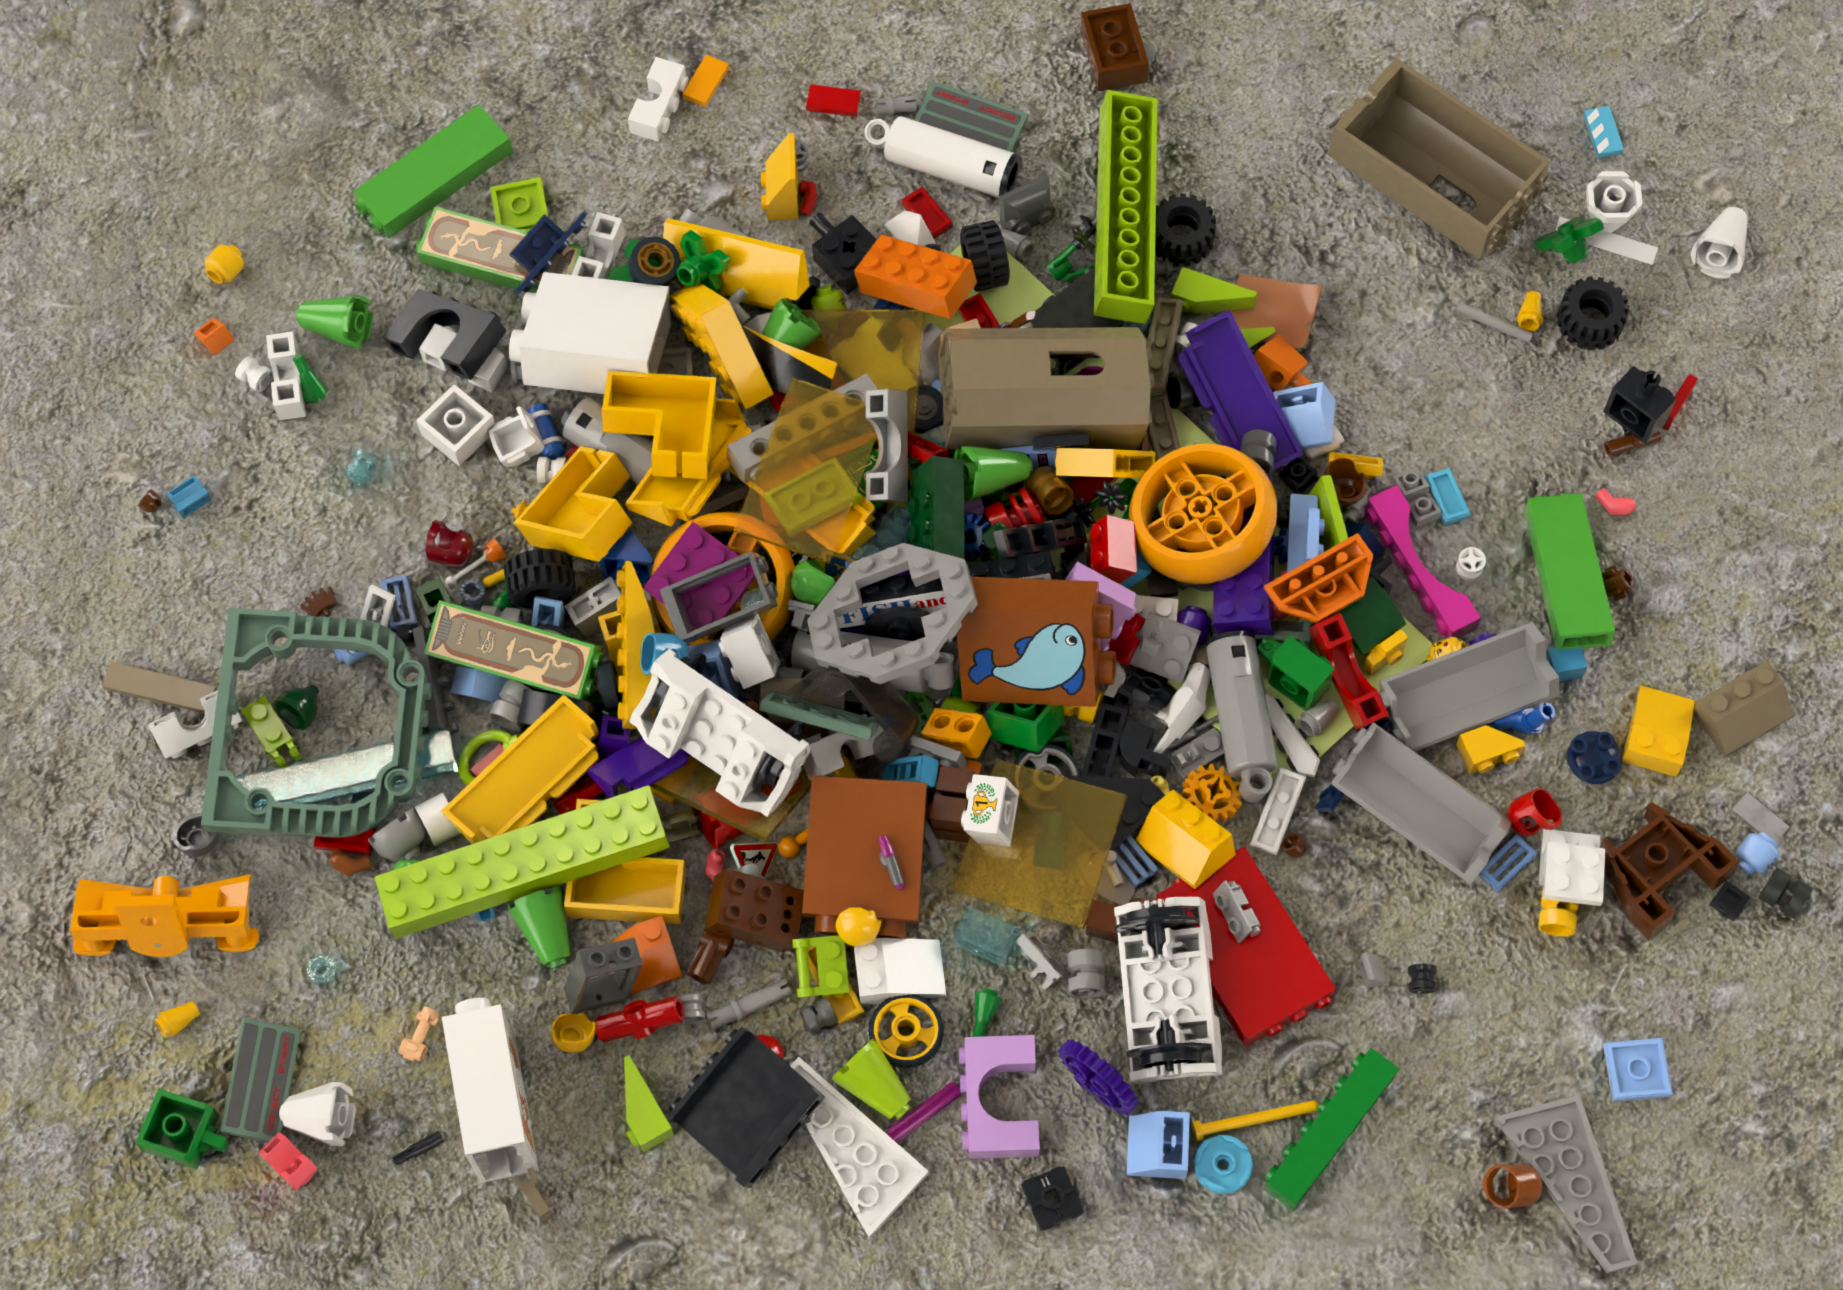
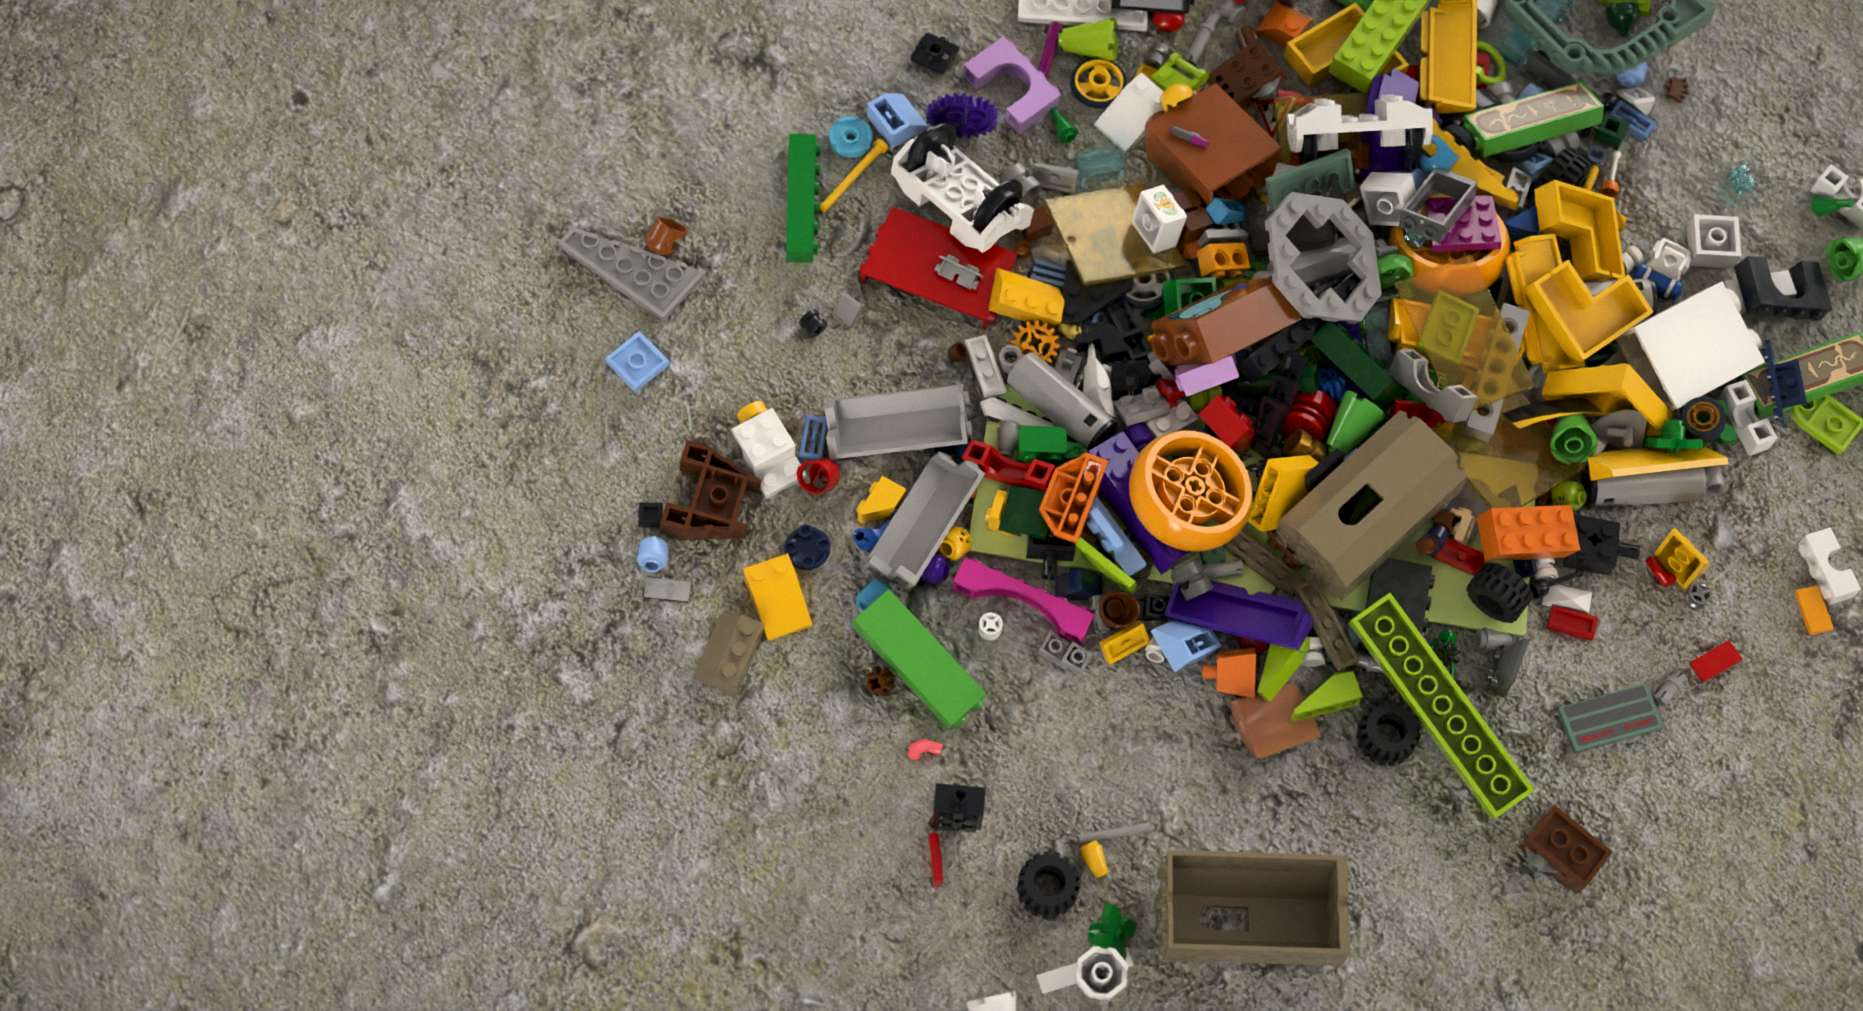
camera: 135 degrees right, 0 degrees up
(150, 502) = (1839, 71): reddish brown hinge -> none
(189, 496) = (1821, 91): dark azure piece -> none
(453, 548) = (1632, 168): dark red helmet -> none
(946, 155) = (1599, 665): white piece -> none
(1447, 496) = (1044, 669): medium azure tile -> none
(1777, 886) = (616, 537): pearl dark grey wheel -> none

